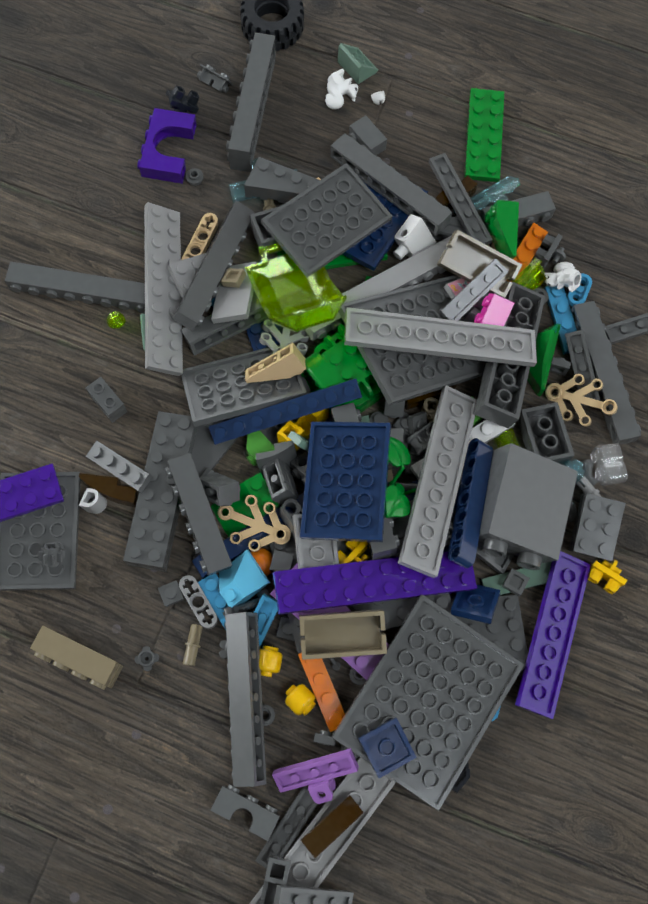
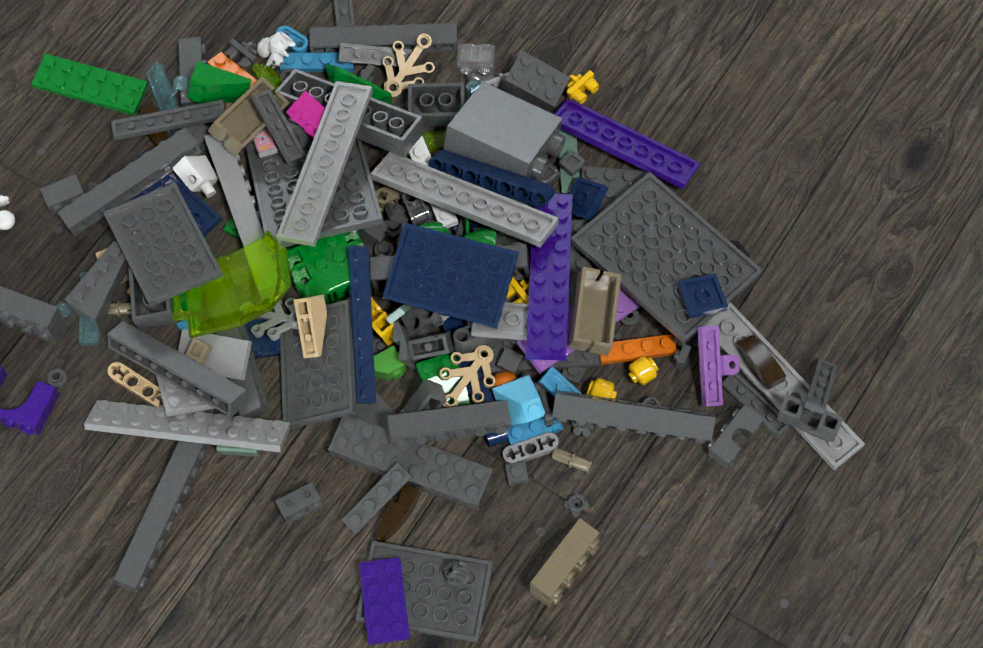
camera: 70 degrees left, 5 degrees down
(93, 501) = (407, 531): light grey plate -> none
(116, 320) = (209, 482): clear neon green plate -> none
(378, 96) = (14, 175): white hinge -> none

